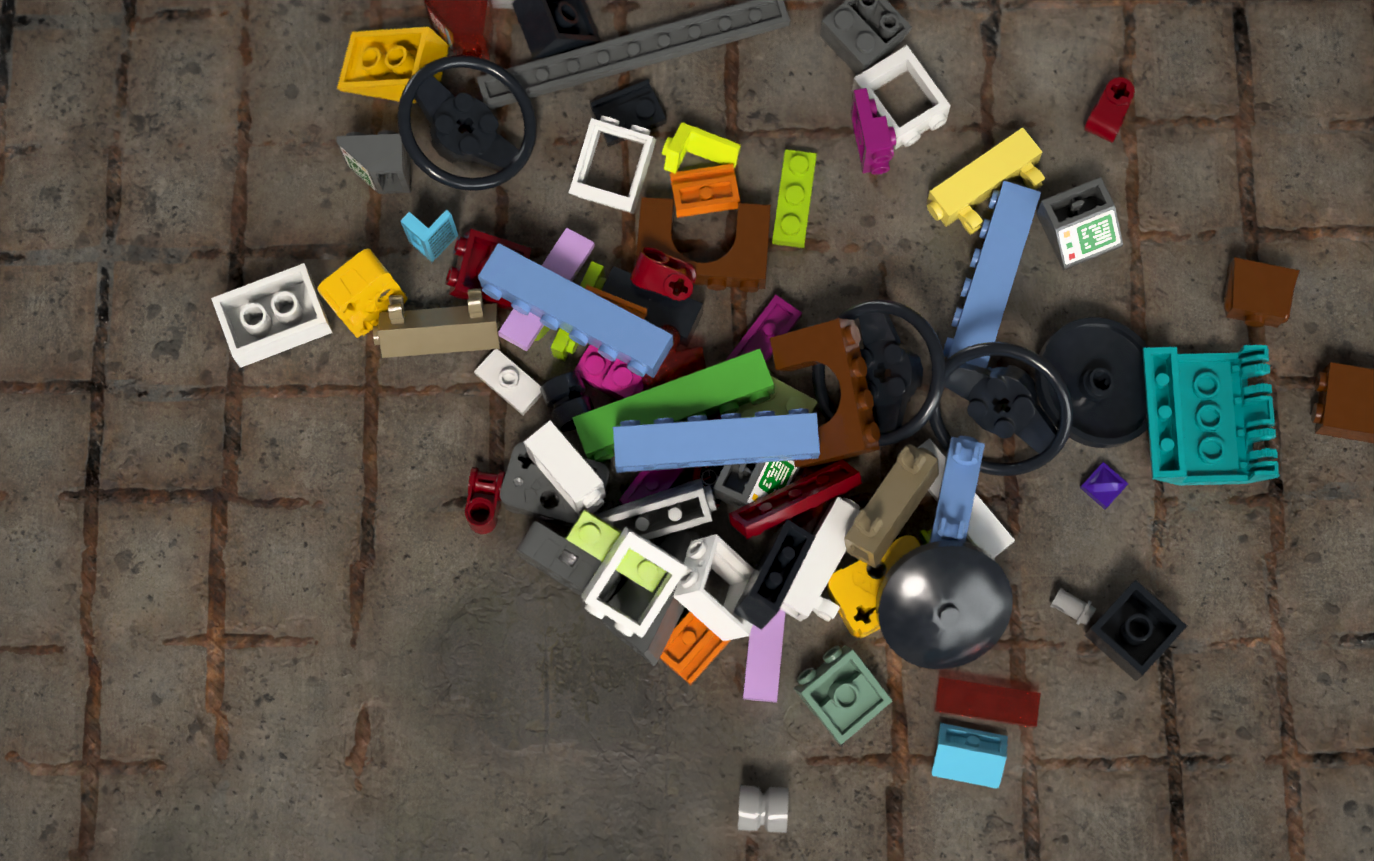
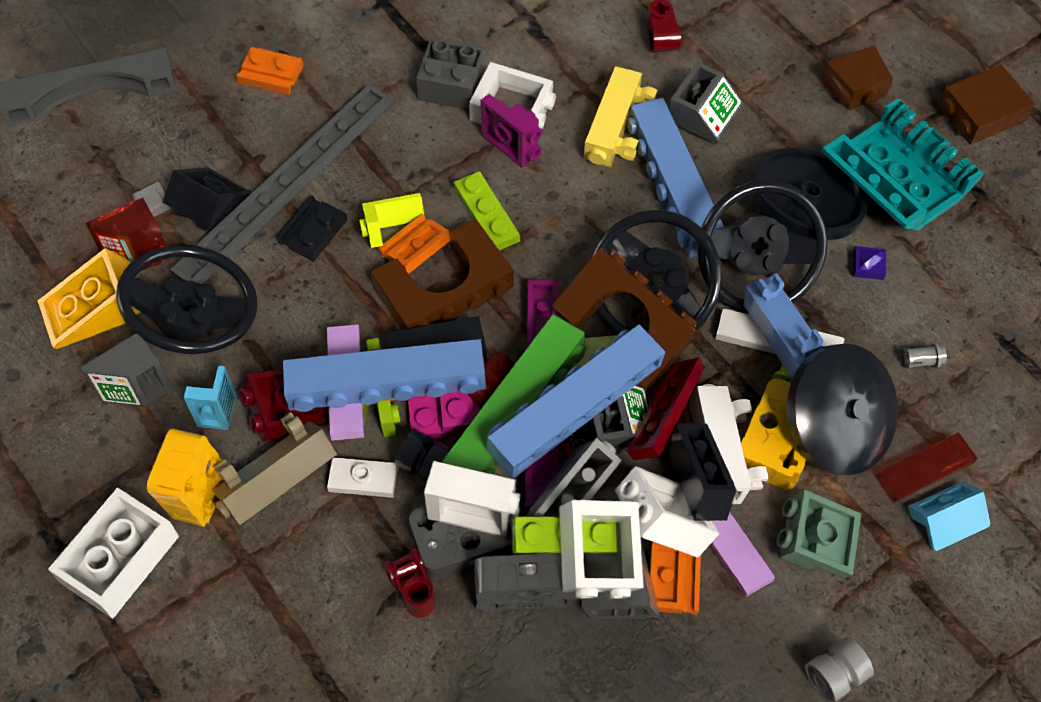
camera: 40 degrees left, 15 degrees down
(635, 134) = (339, 292): white window -> none
(661, 272) = (428, 310): dark red piece -> none
(892, 505) = (743, 365): dark tan brick -> none
(1136, 630) = (985, 339): black brick -> none

